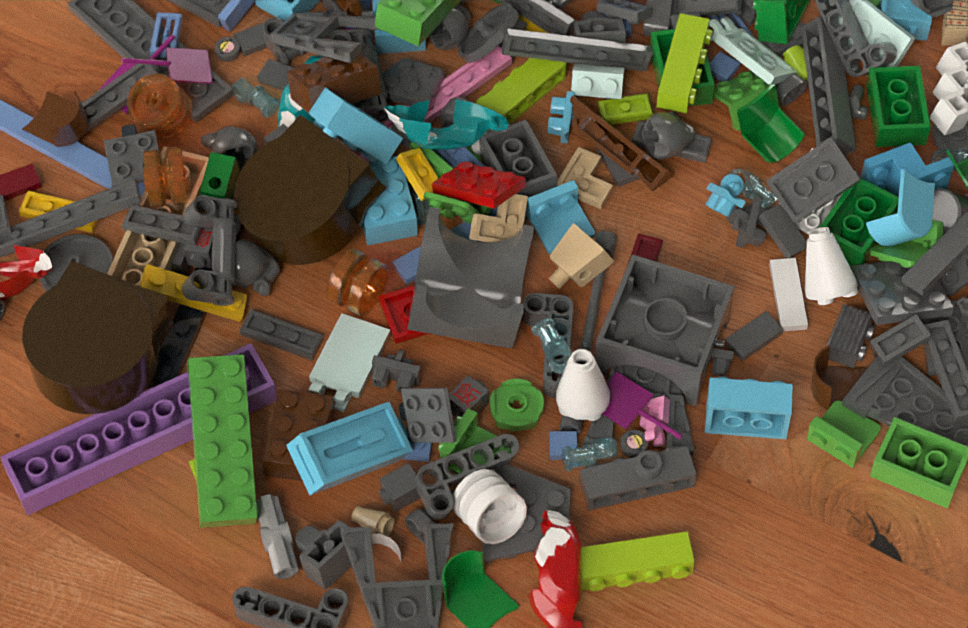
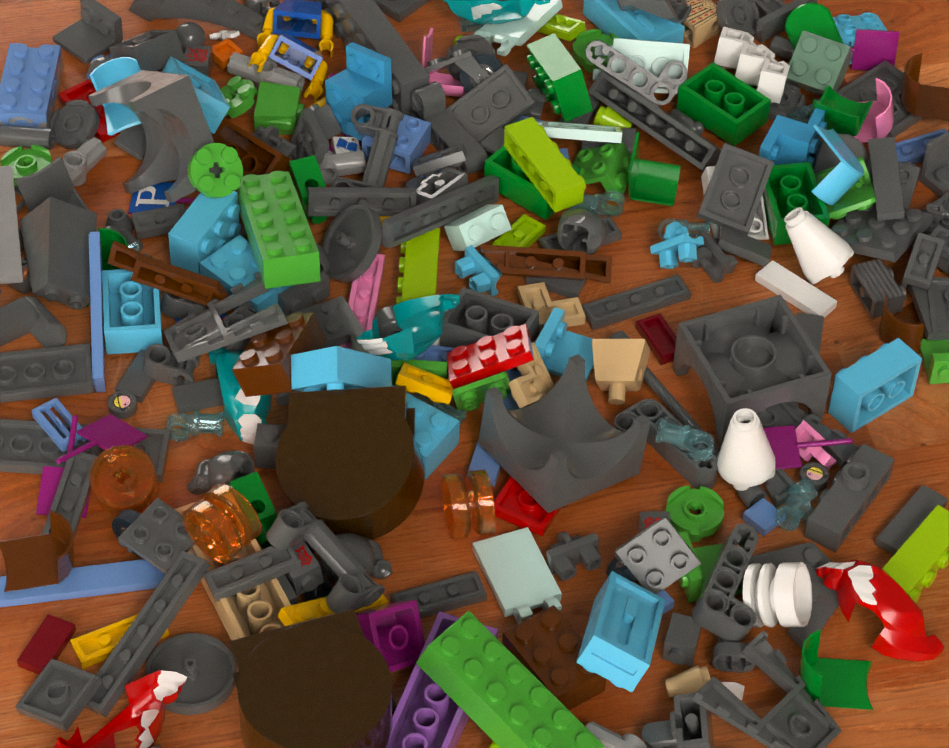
camera: 45 degrees left, 10 degrees down
(209, 332) = (394, 631): none -> magenta slope
(429, 51) = (304, 295): none -> dark grey plate
(657, 218) = (635, 302): none -> dark grey tile
(694, 523) = (909, 519): none -> dark grey tile
(709, 121) = (598, 205): none -> clear light blue connector

